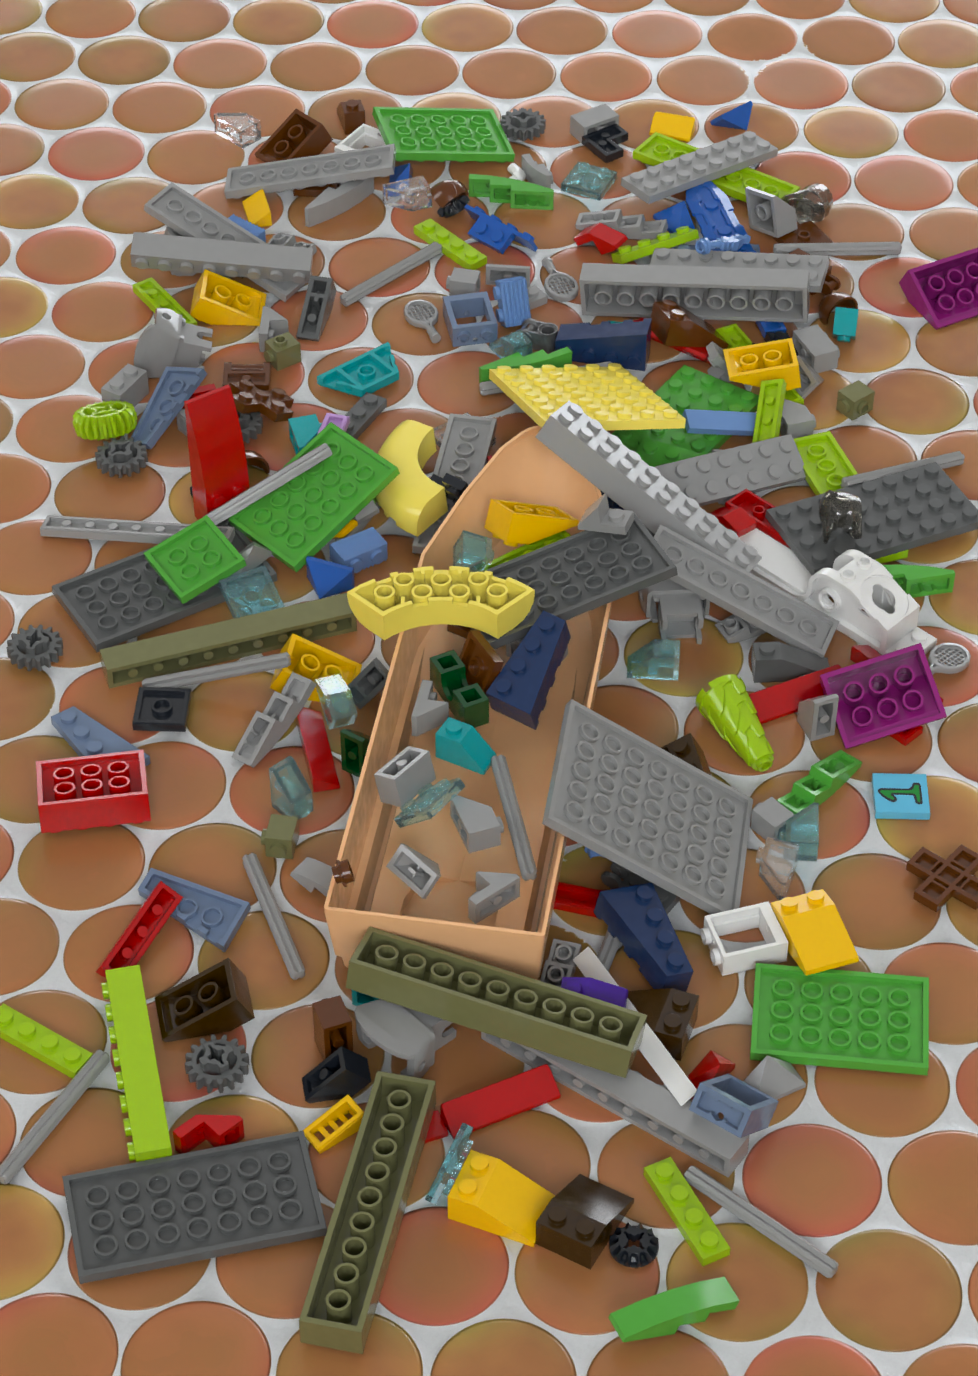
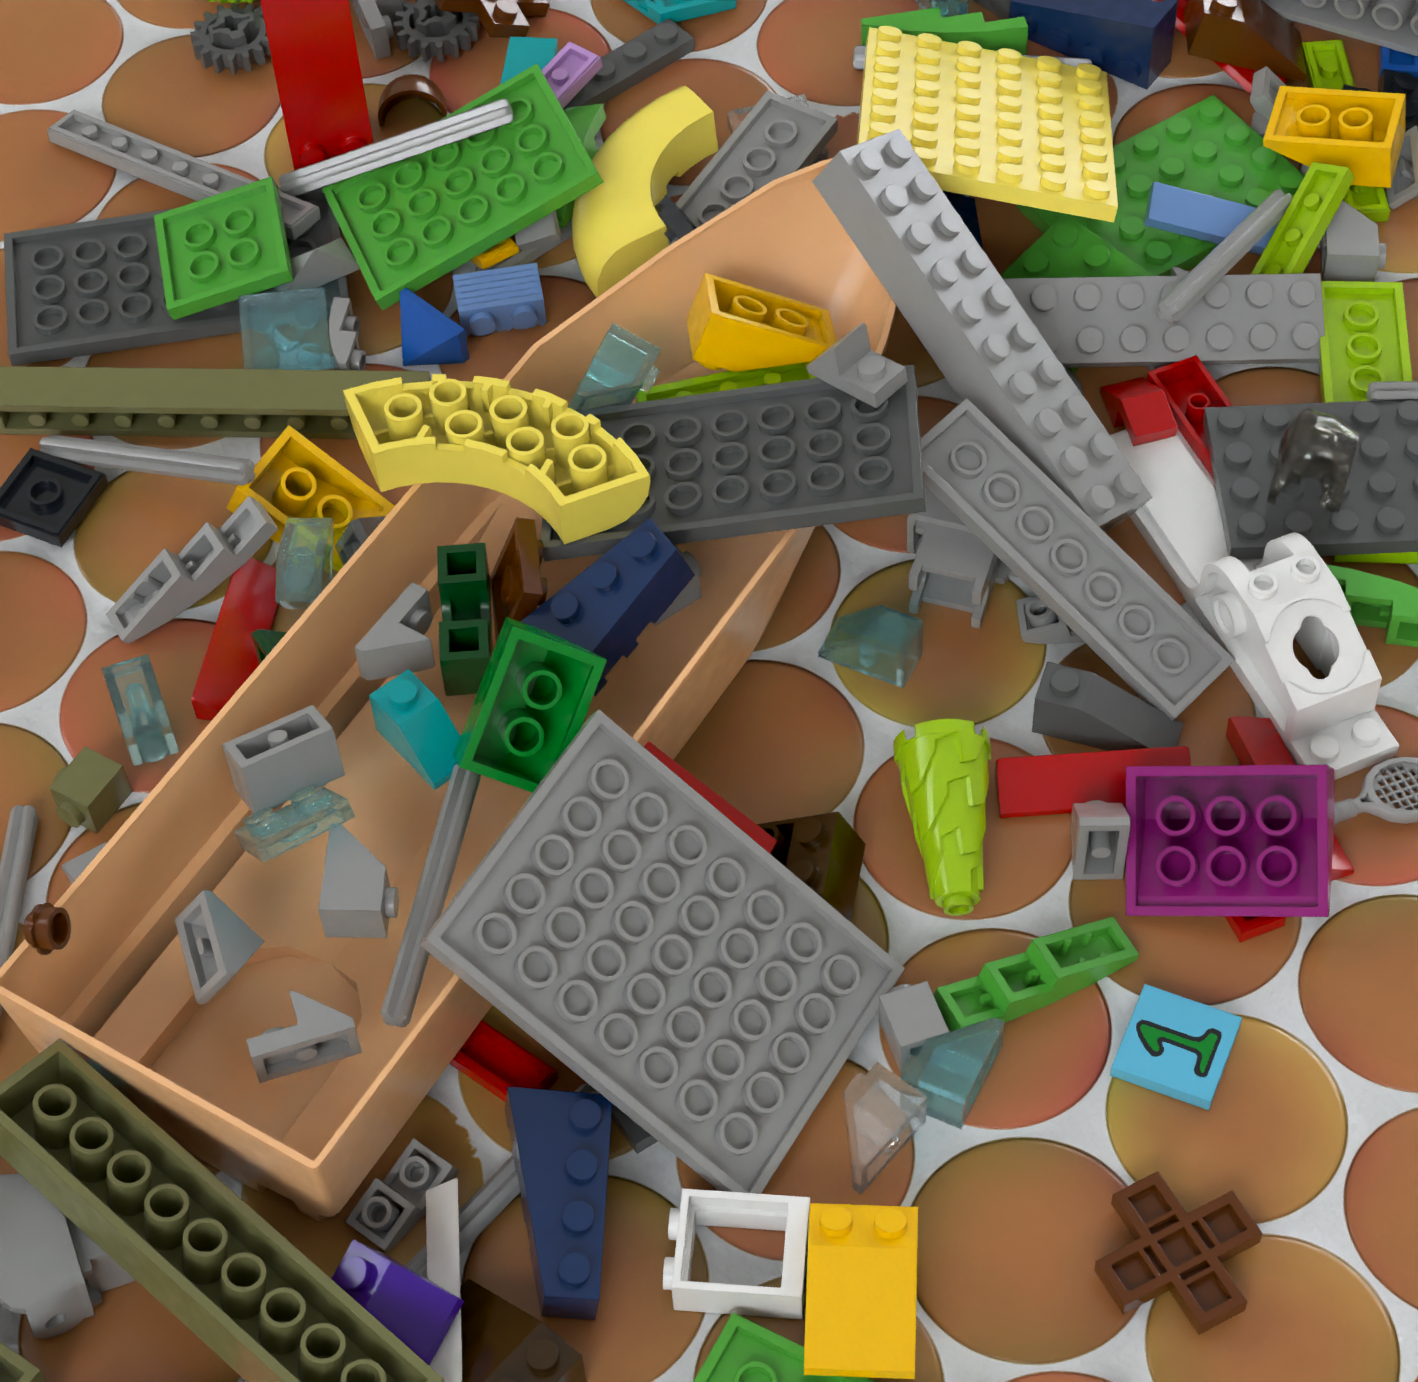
camera: 25 degrees right, 10 degrees up
(286, 591) = (344, 336): none -> light grey slope
(523, 715) = (527, 705): none -> green slope
(742, 434) = (1223, 257): none -> light grey axle

